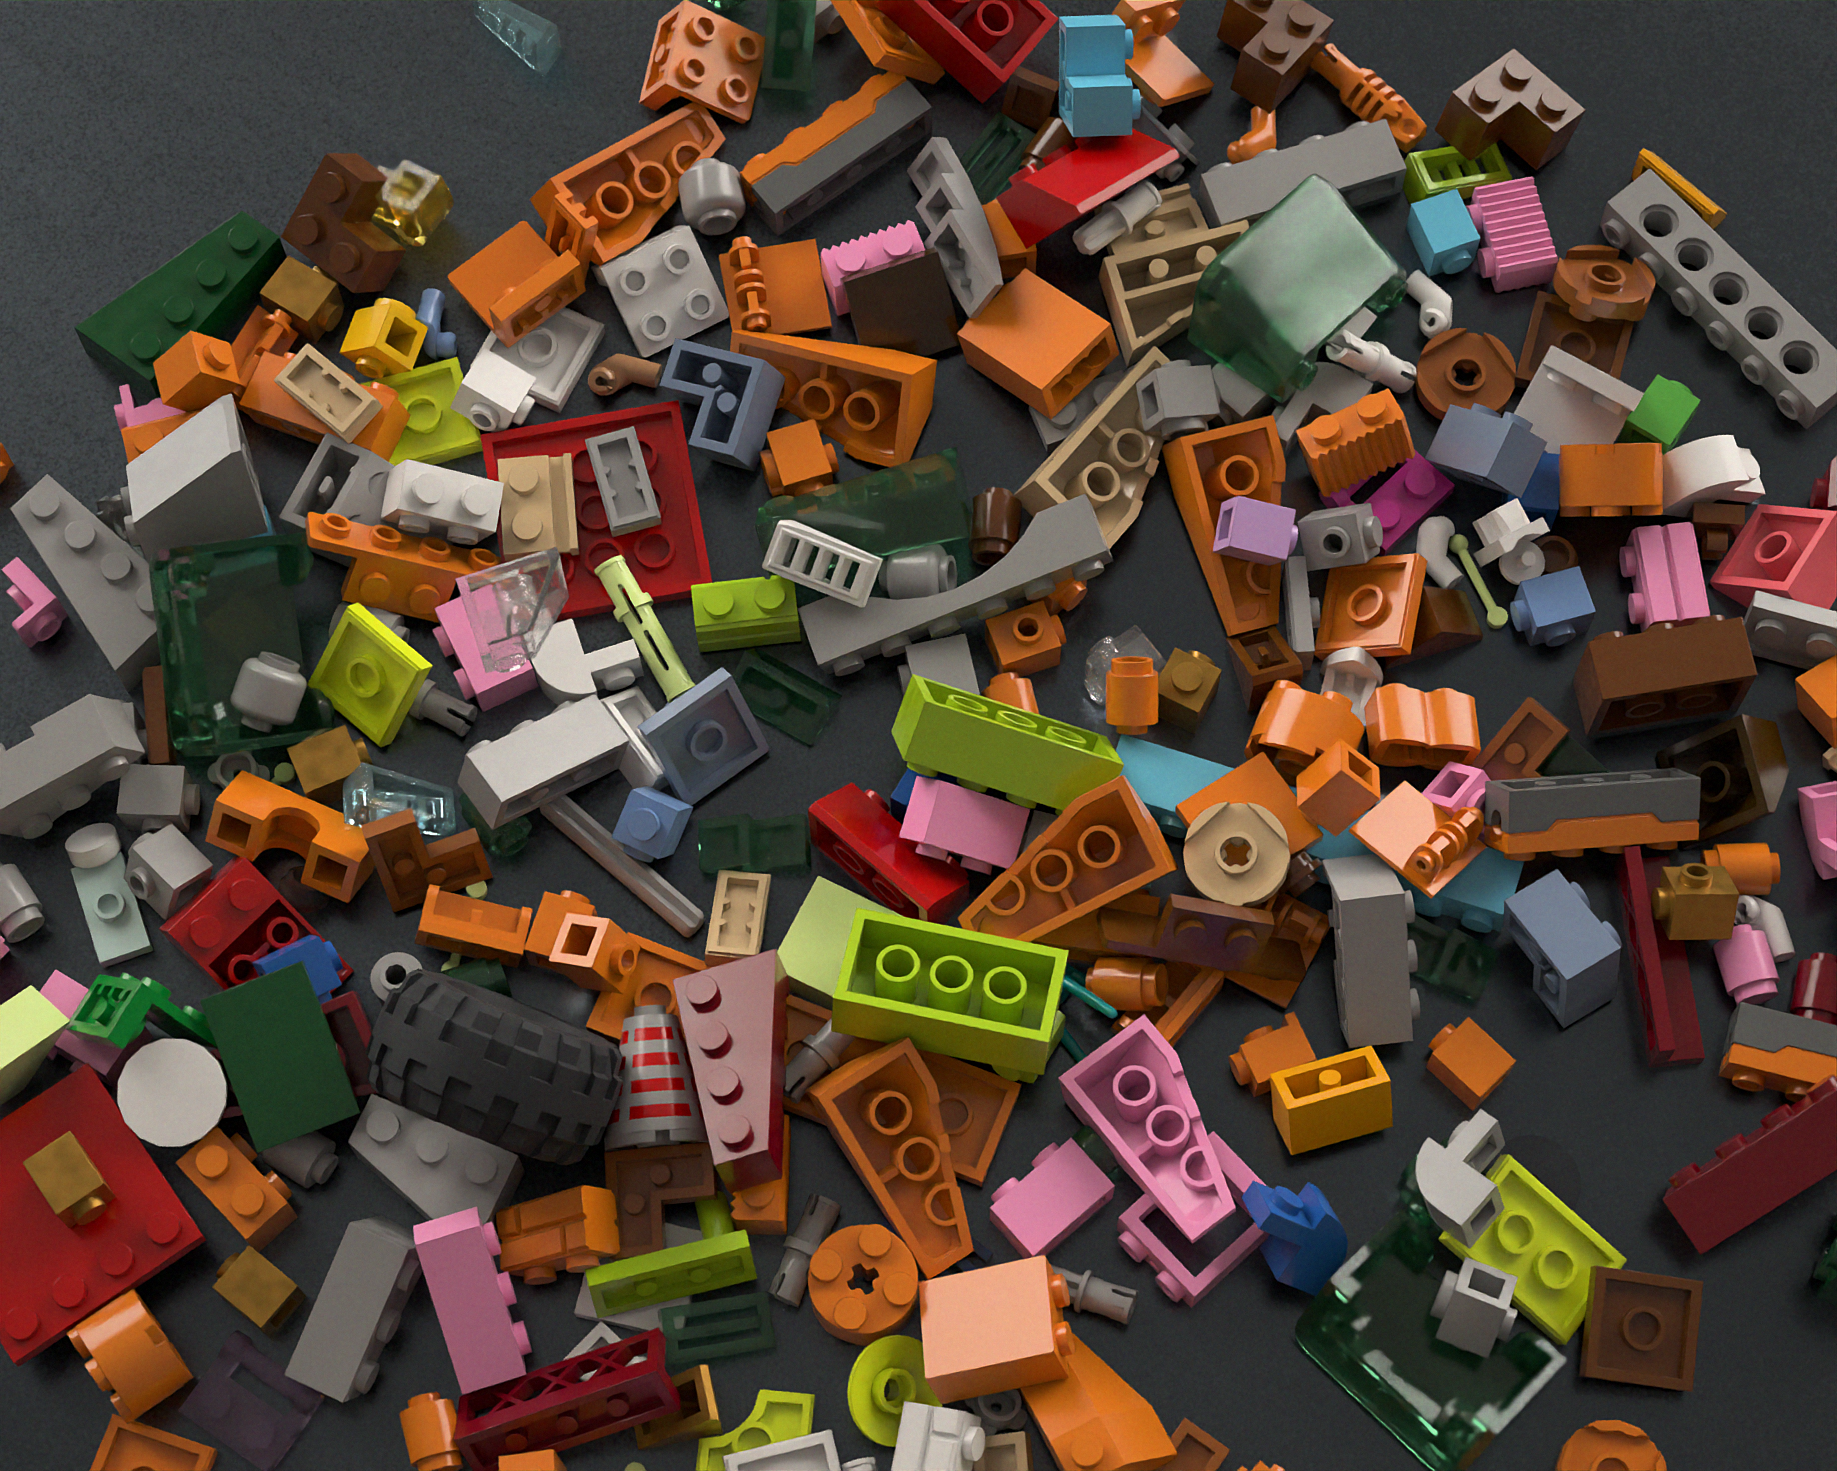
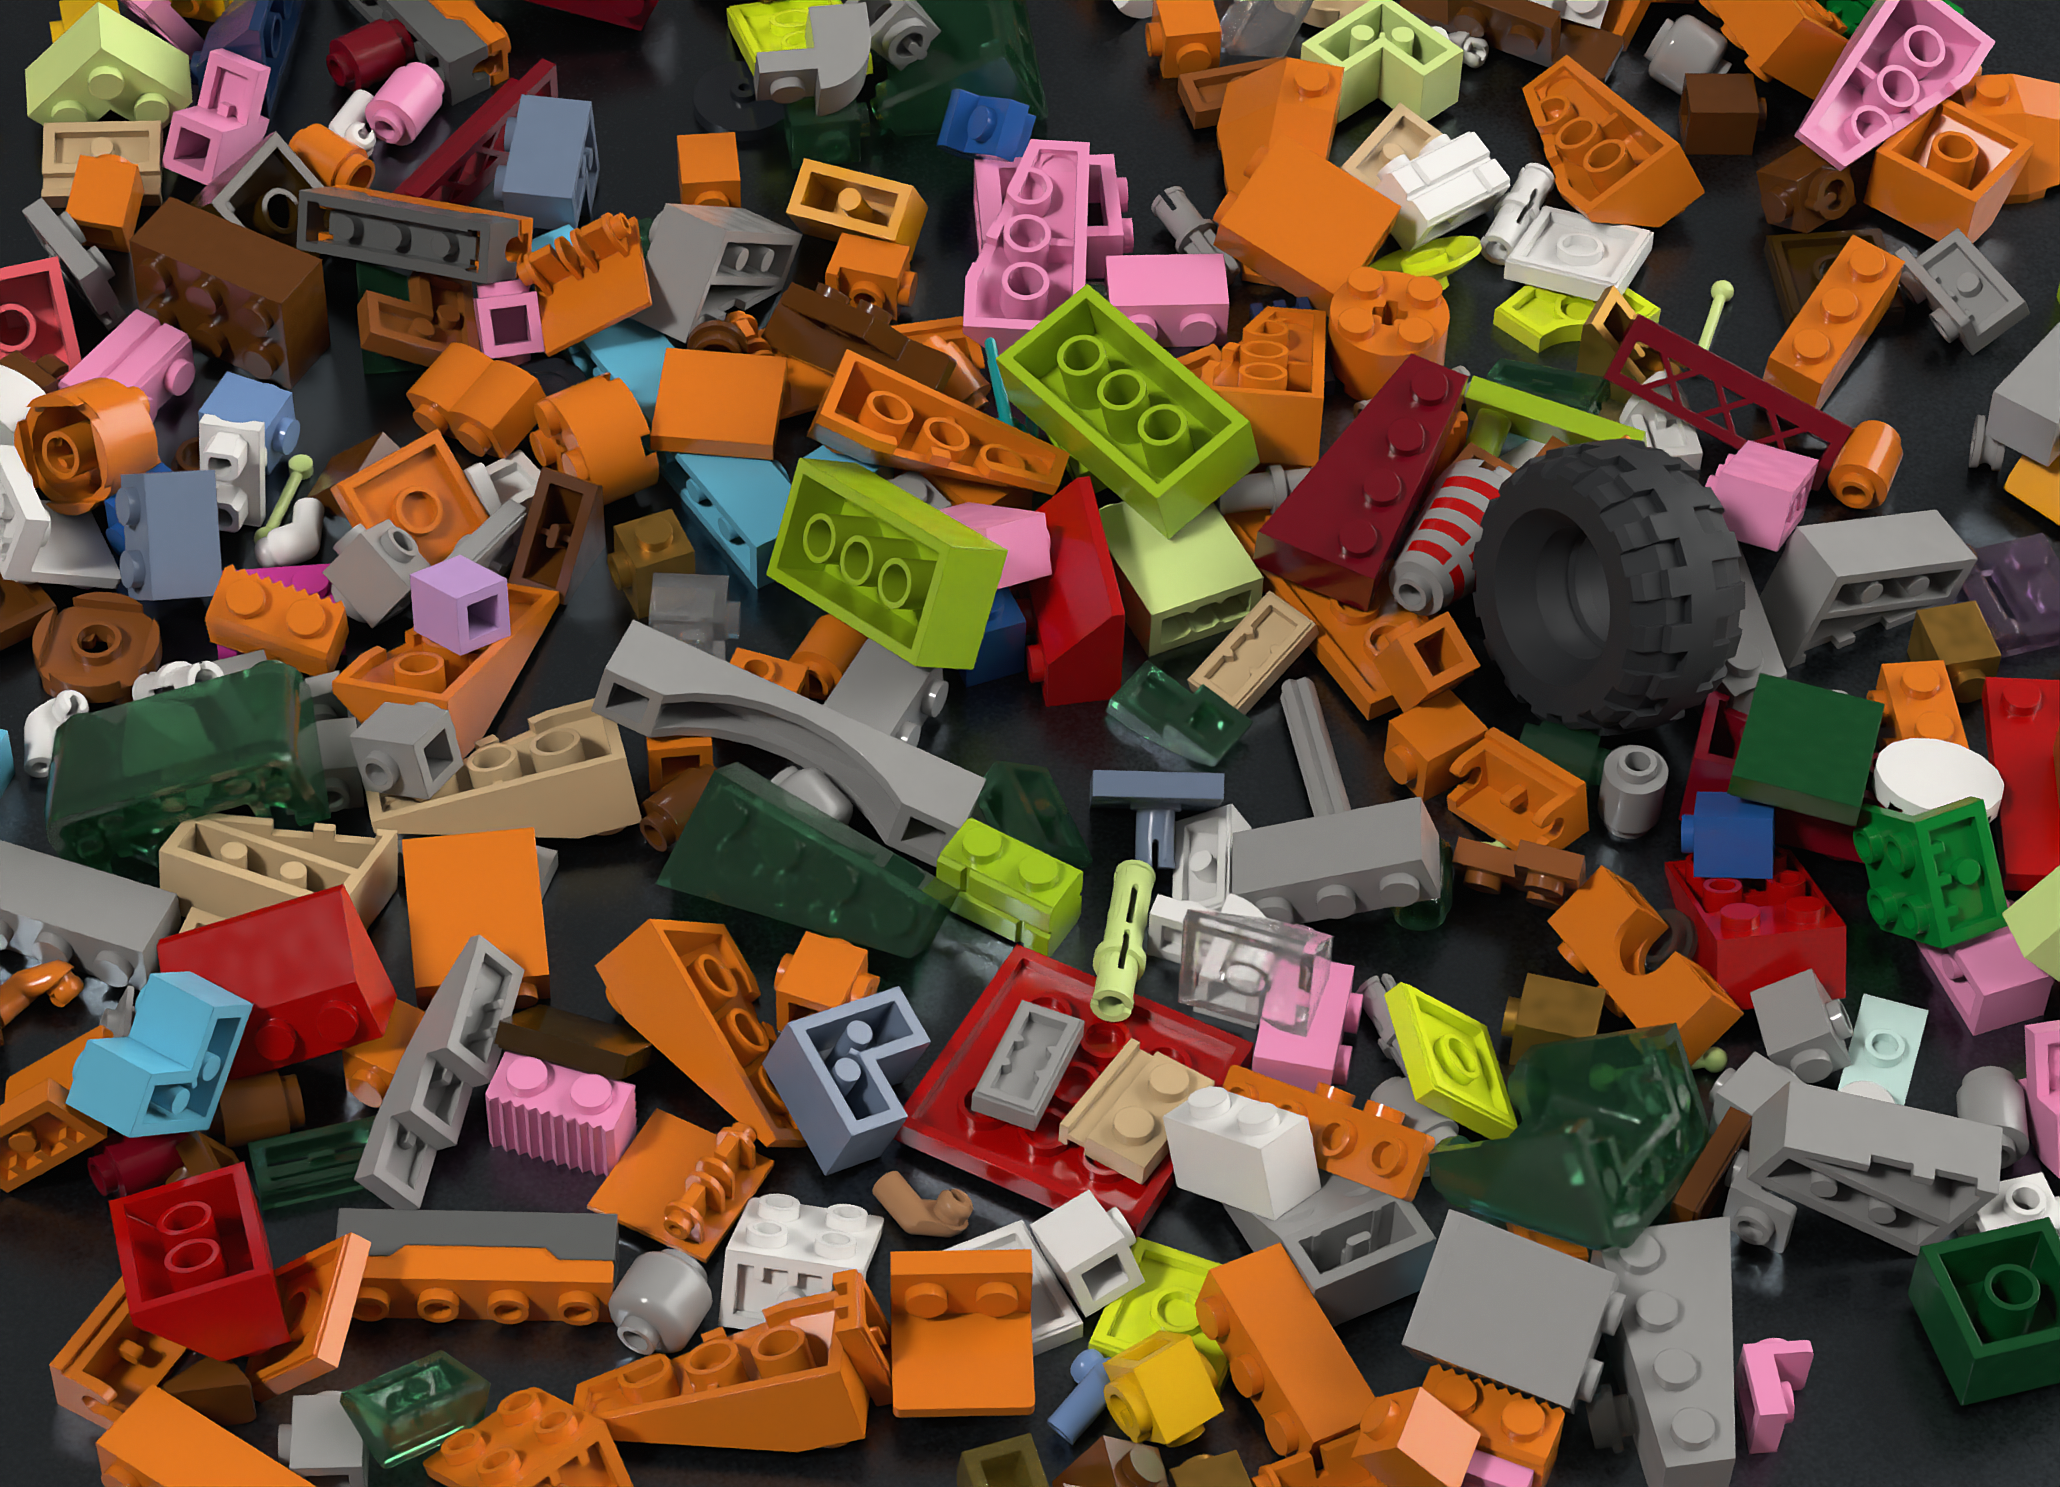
camera: 145 degrees left, 20 degrees down
(268, 691) = (1574, 1090): light grey head -> none
(328, 393) = (1284, 1310): tan plate -> none
(370, 785) = (1518, 939): clear light blue slope -> none
(651, 824) = (1269, 765): medium blue brick -> none
(782, 546) = (914, 829): white slope -> none
(1132, 694) = (721, 545): orange brick -> none
(1236, 825) = (777, 385): tan plate -> none
(1337, 788) = (625, 344): orange brick -> none
(1695, 902) = (402, 133): pearl gold brick -> none

